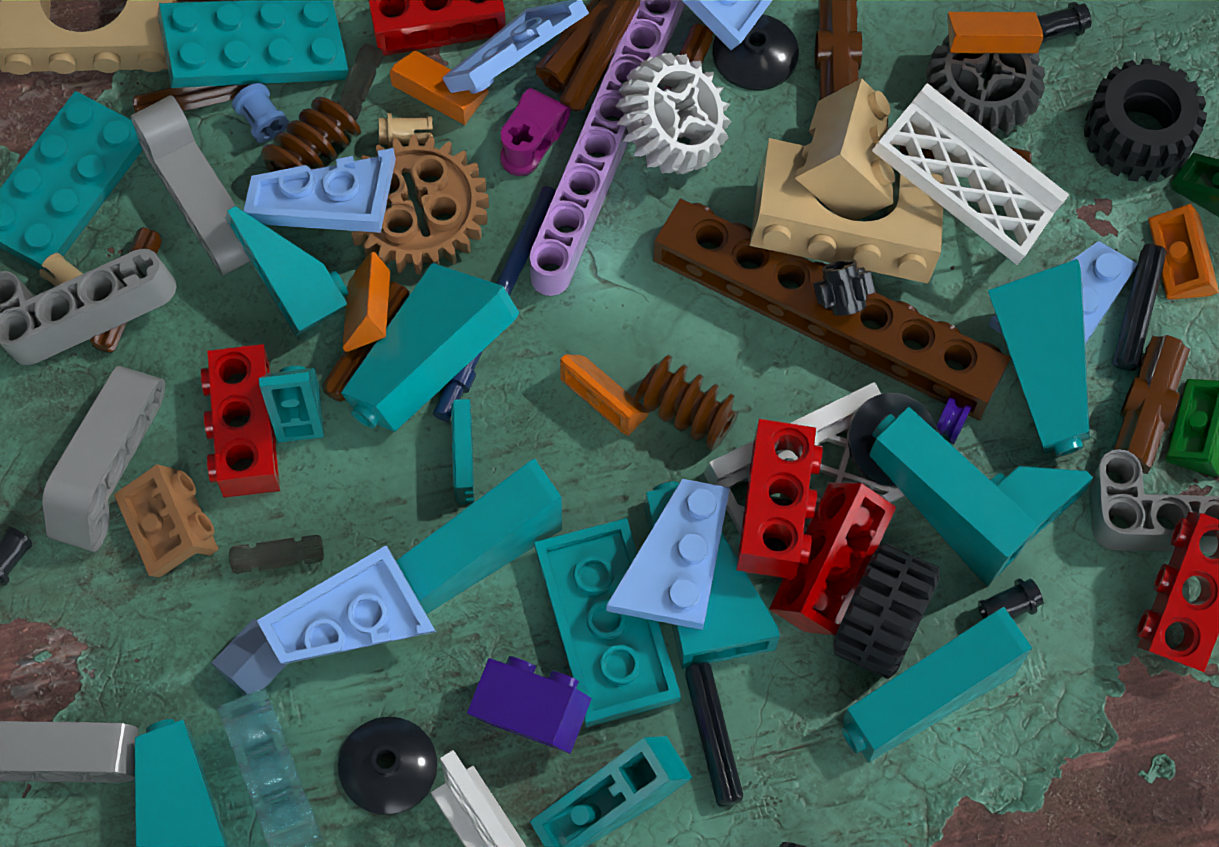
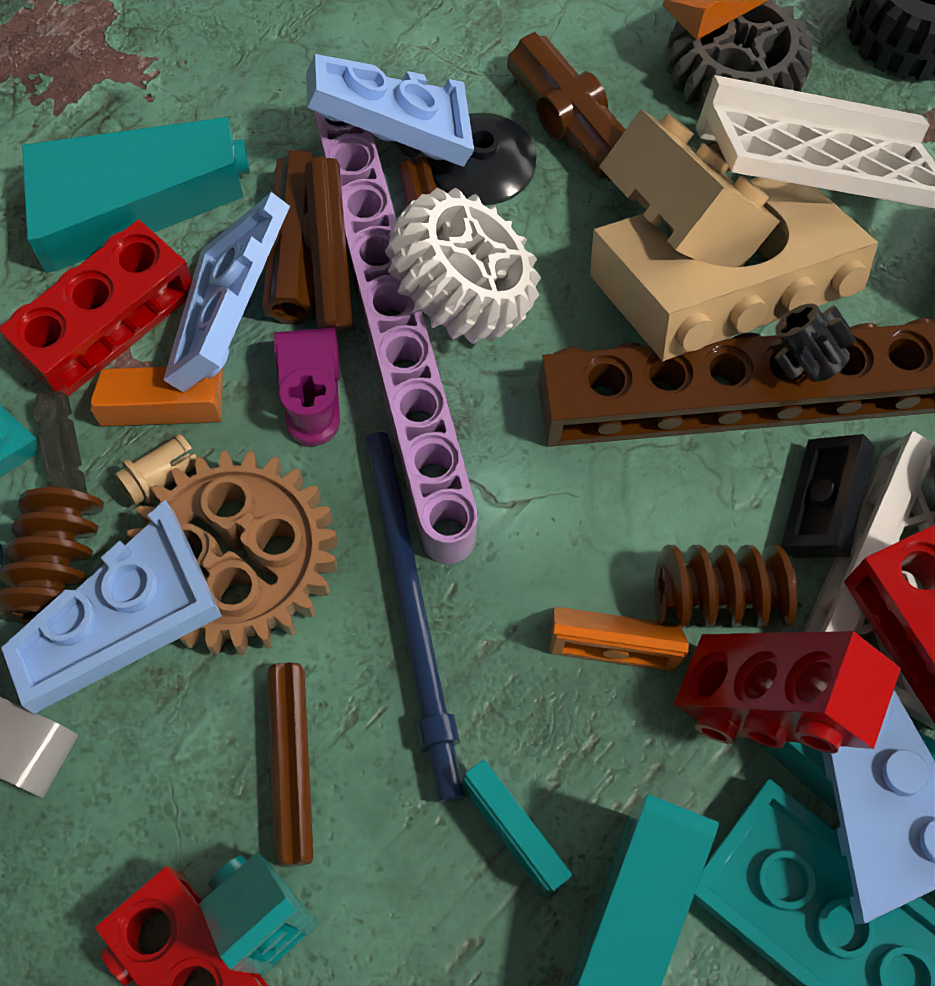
camera: 35 degrees left, 0 degrees up
(293, 277) = (151, 748): teal slope -> none
(366, 304) = (263, 719): orange slope -> none
(427, 344) = (376, 724): teal slope -> none
(660, 462) = (789, 689): none -> red brick
(799, 391) = (828, 497): none -> black plate

